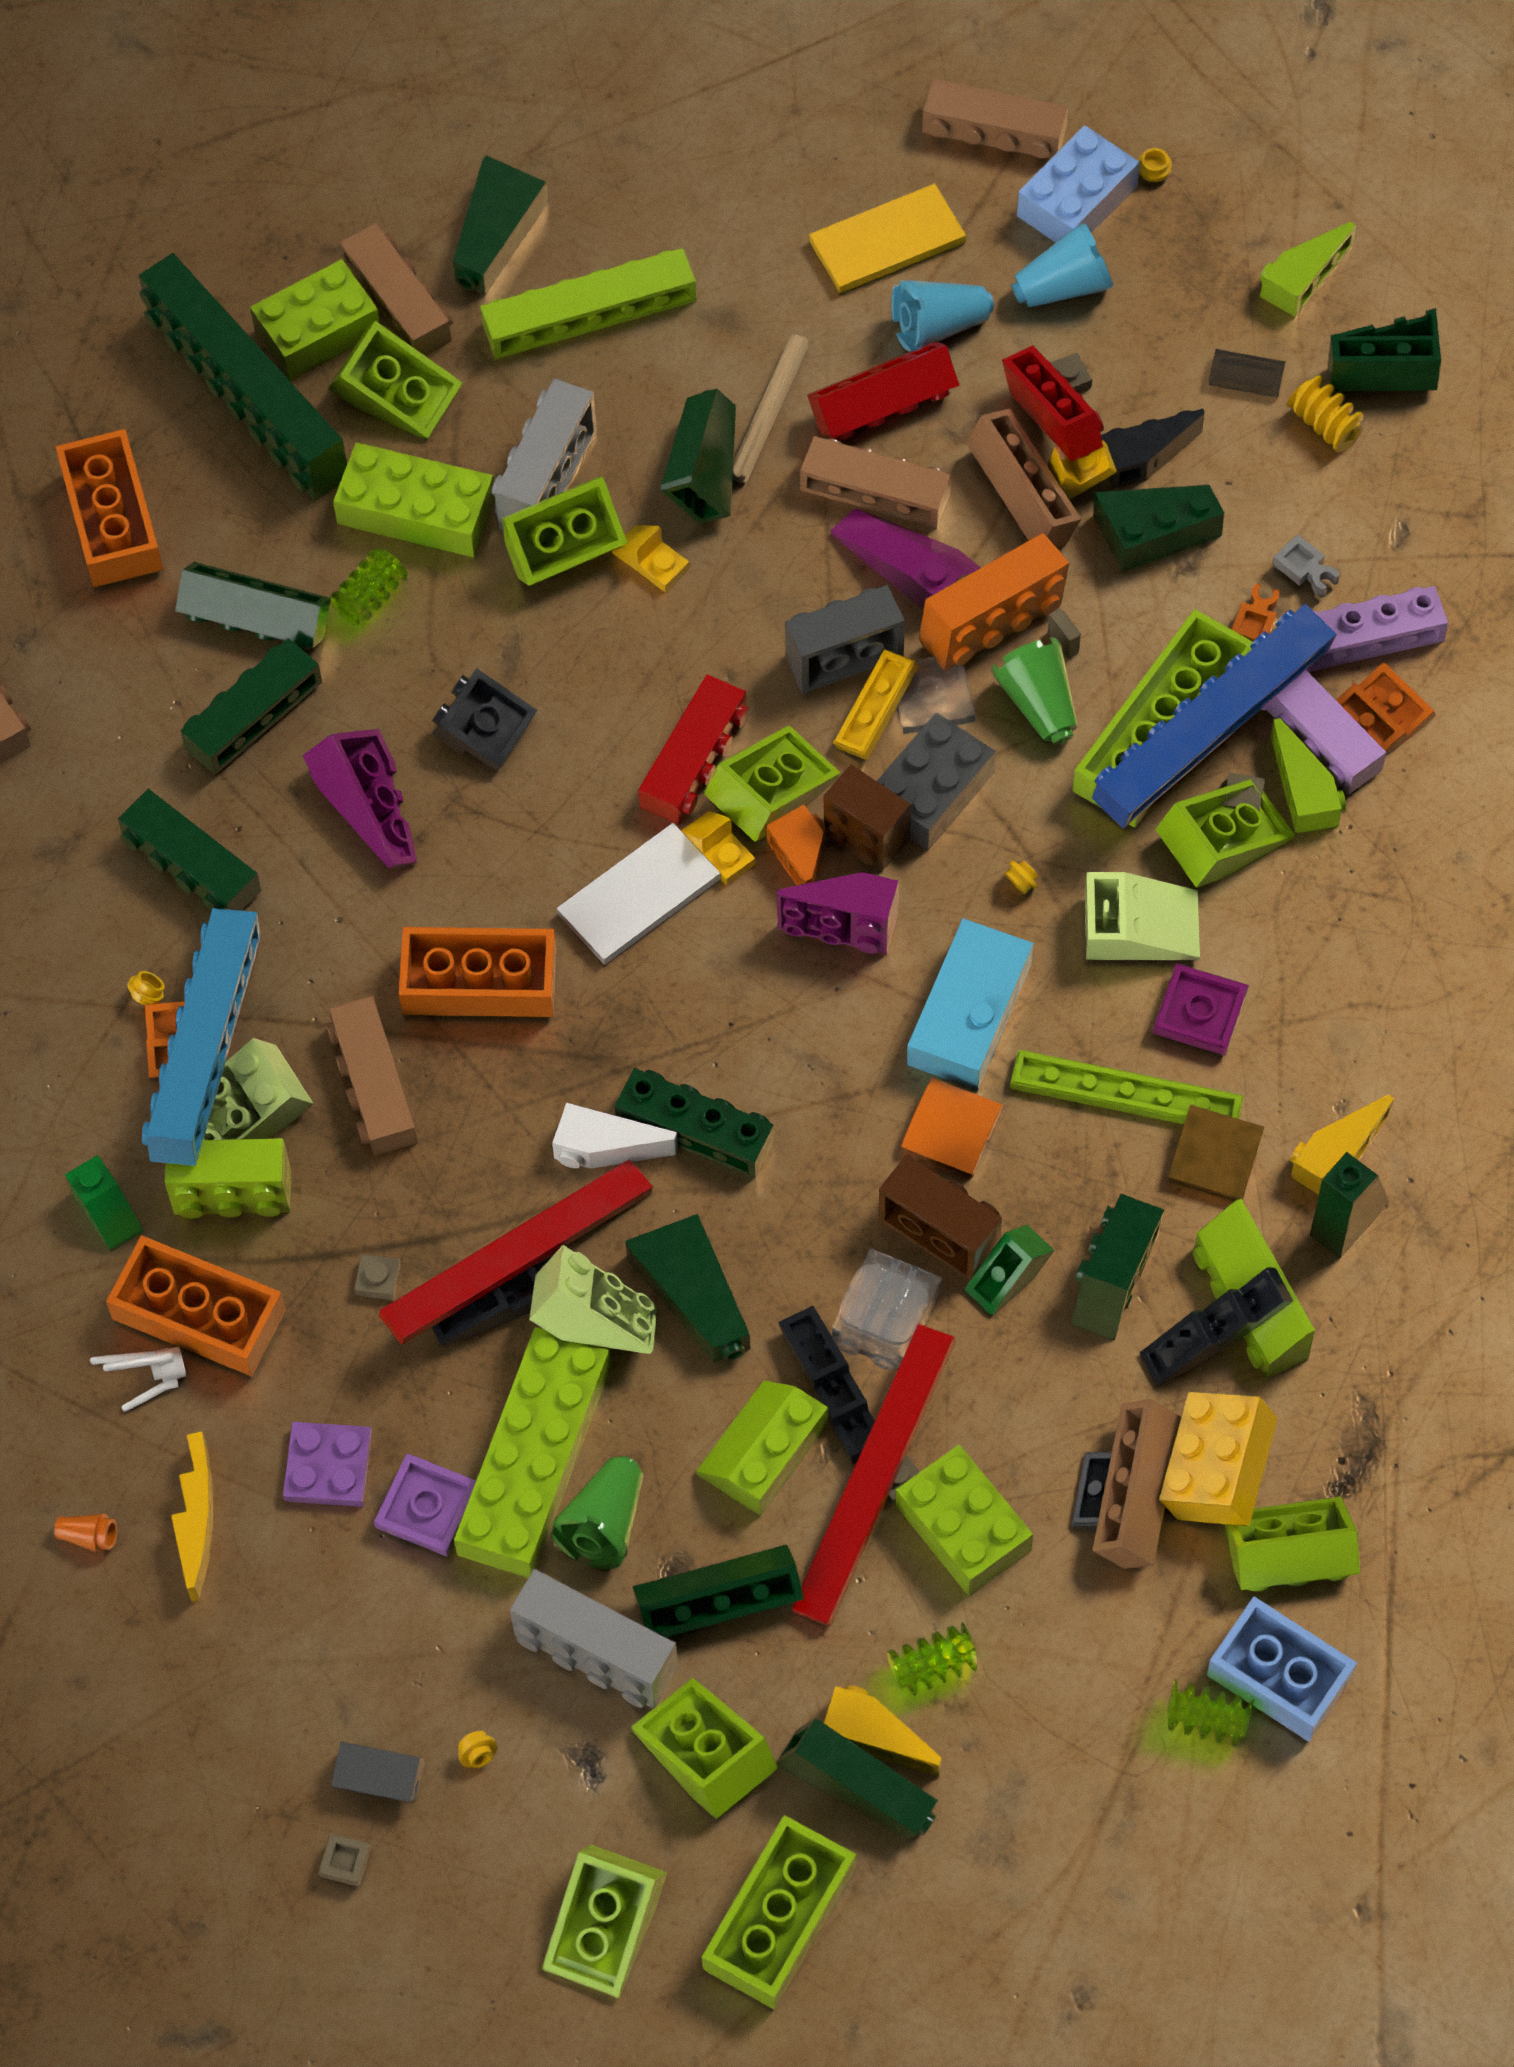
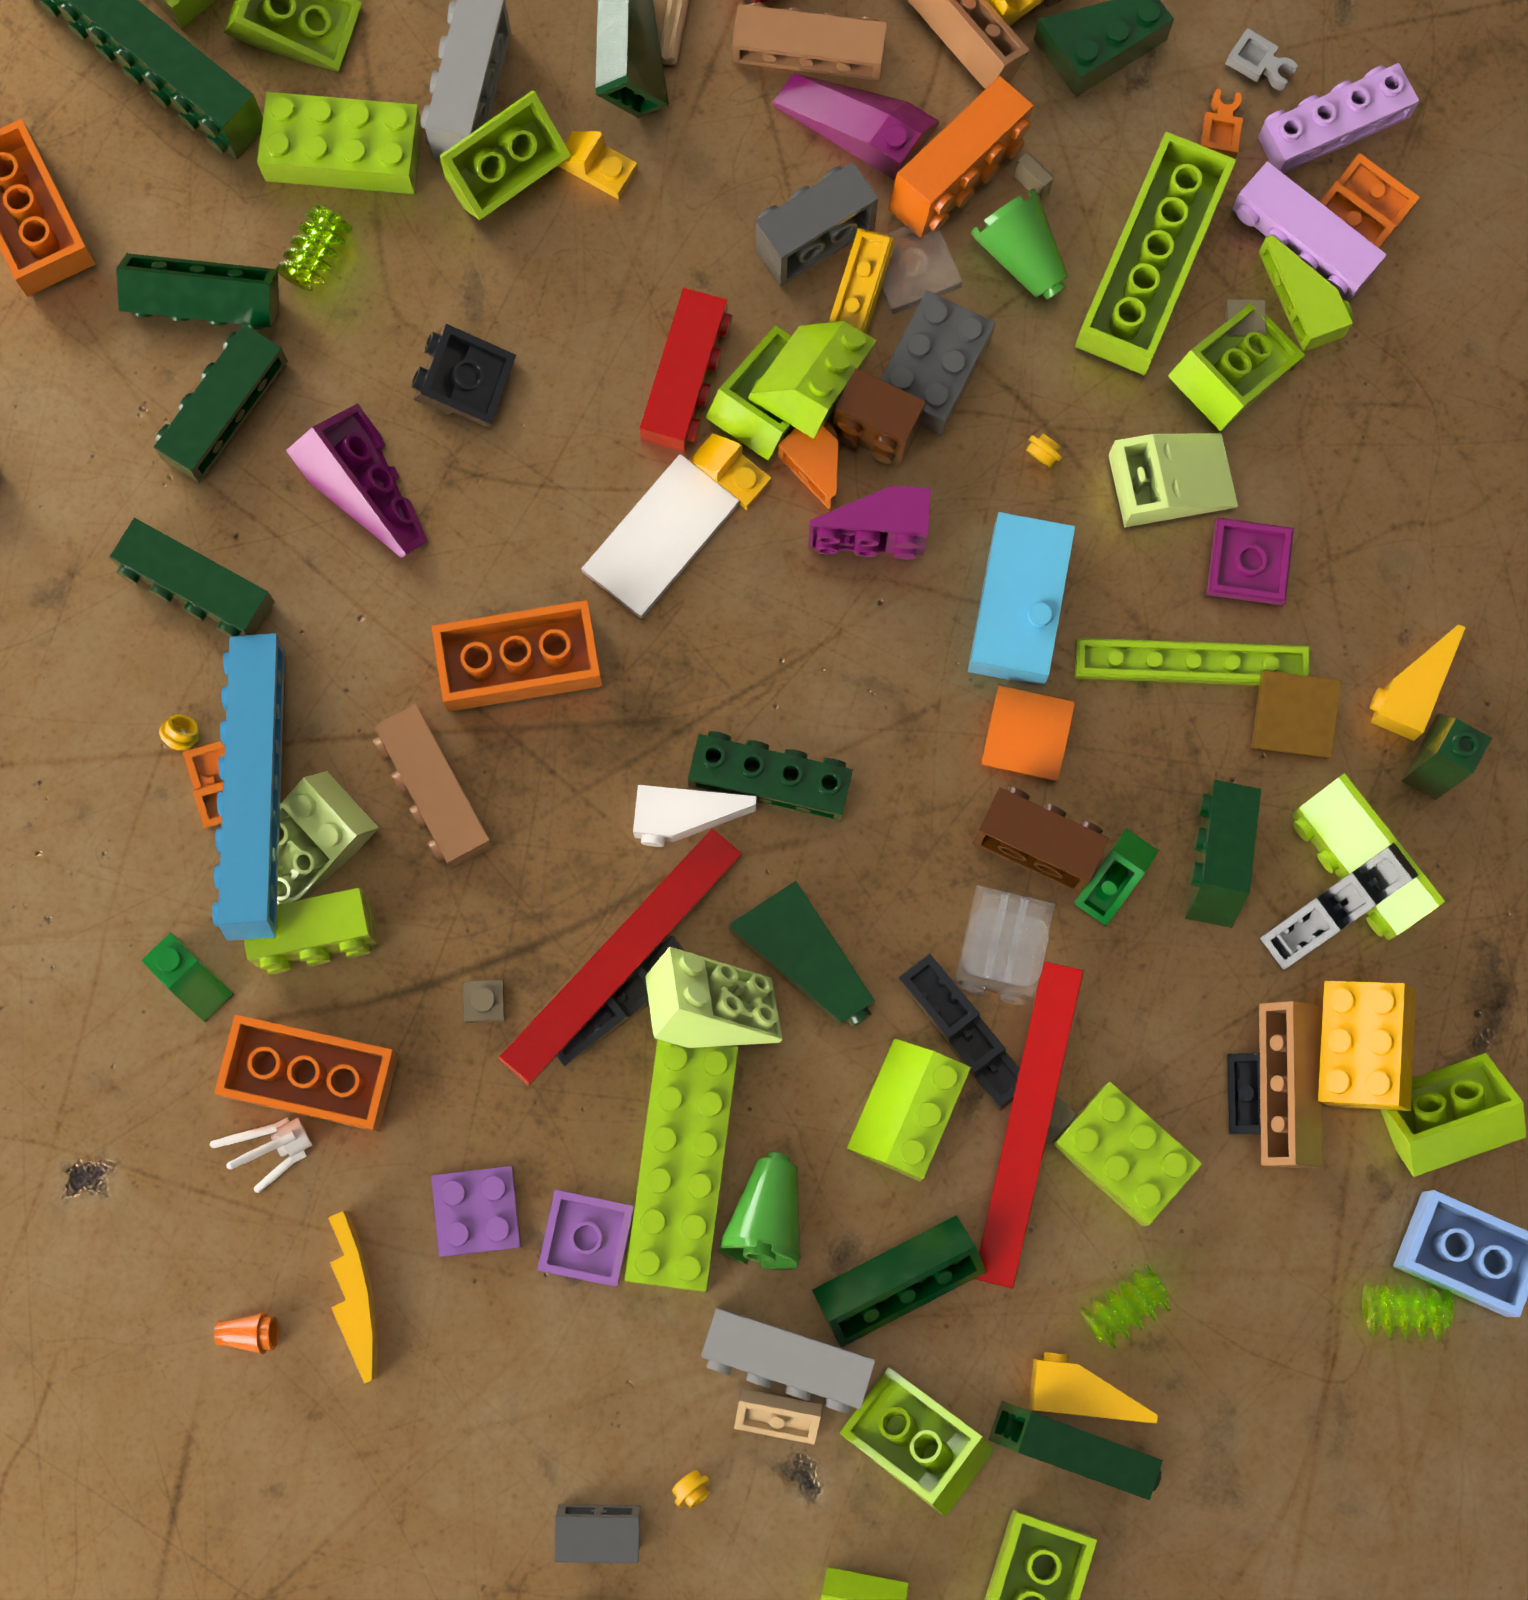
camera: 15 degrees left, 15 degrees up
(574, 1698) = (778, 1416): none -> tan plate
(809, 767) = (812, 374): none -> lime slope
(1213, 715) = (1212, 248): blue brick -> none

